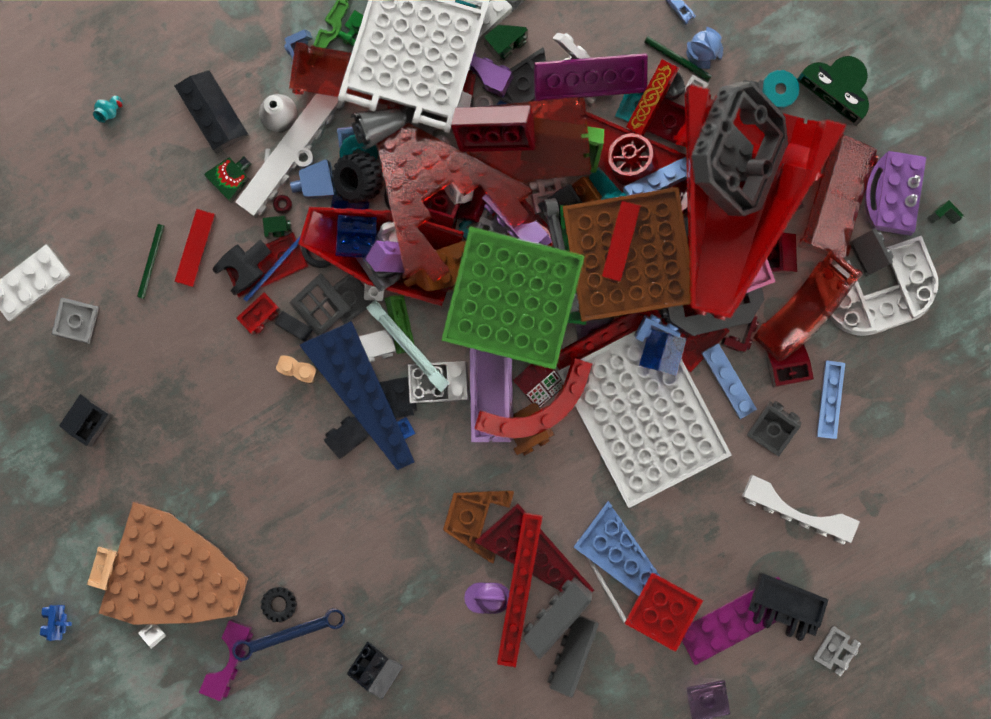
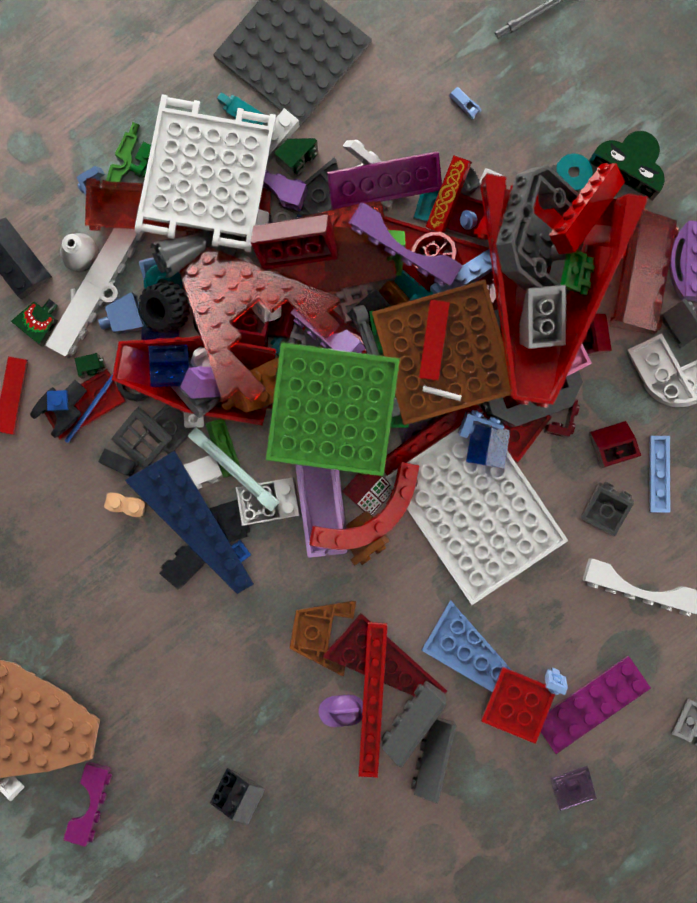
camera: 10 degrees left, 0 degrees up
(241, 258) = (57, 400): none -> blue plate
(258, 314) = (81, 454): red bracket -> none
(278, 616) = (122, 745): black tyre -> none
(280, 198) = (89, 338): dark red plate -> none
(288, 634) = (146, 771): dark blue piece -> none
(571, 118) = (370, 222): none -> medium lavender arch
(607, 590) = (459, 688): white axle -> none
(622, 294) = (441, 393): none -> white piece
(669, 125) = (468, 219): none -> medium blue plate
(677, 58) = (469, 154): dark green bar -> none
(702, 593) = (555, 682): none -> light blue hinge
(705, 47) = (494, 139): medium blue helmet -> none
(729, 381) = (556, 467): light blue plate -> none
(731, 231) = (543, 317): none -> light grey slope
(766, 188) = (575, 268): none -> green plate
(787, 128) = (587, 208): none -> red brick
(791, 605) = (644, 684): black hinge -> none
(808, 307) = (627, 385): clear red windscreen -> none

